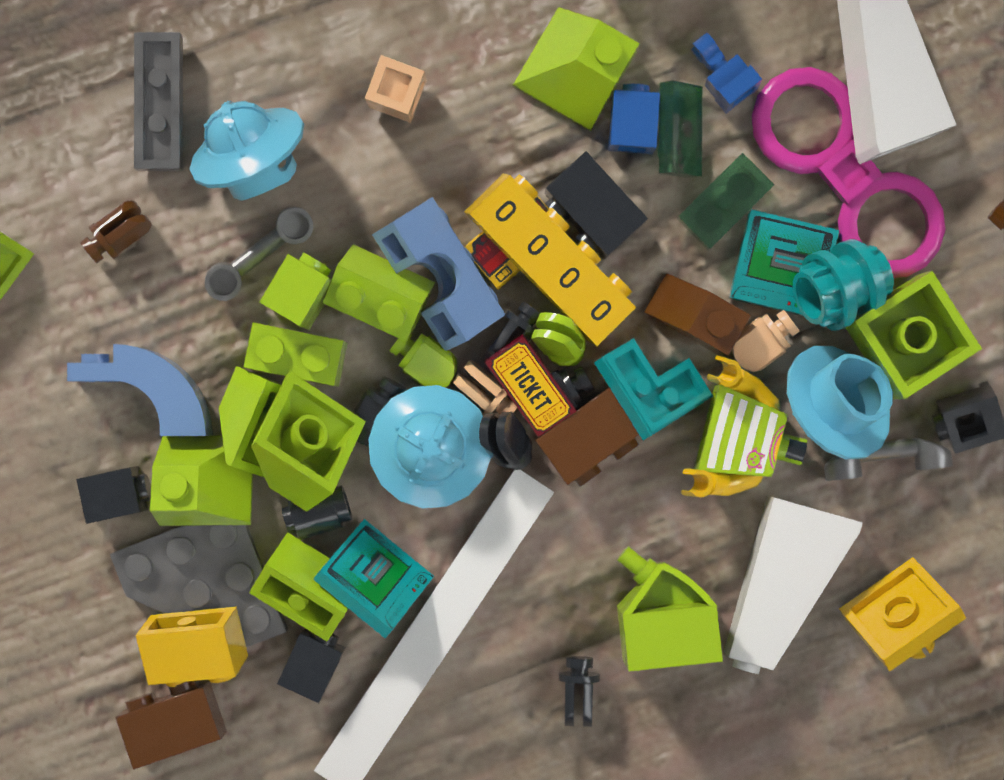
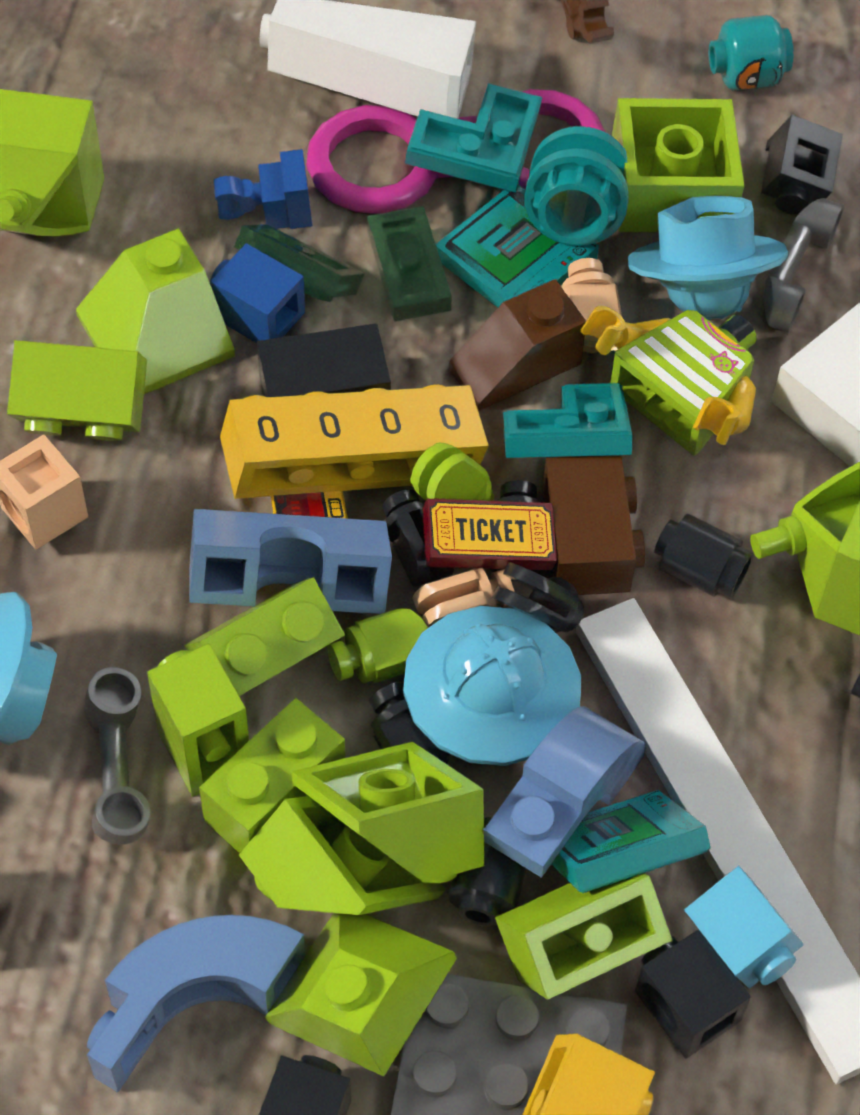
camera: 60 degrees left, 30 degrees down
(361, 678) = (745, 929): none -> medium azure brick
(386, 530) = (560, 783): none -> medium blue arch
(486, 57) = (77, 389): none -> lime brick
(608, 519) = (703, 556): none -> black brick
(849, 200) = (481, 151): none -> teal tile

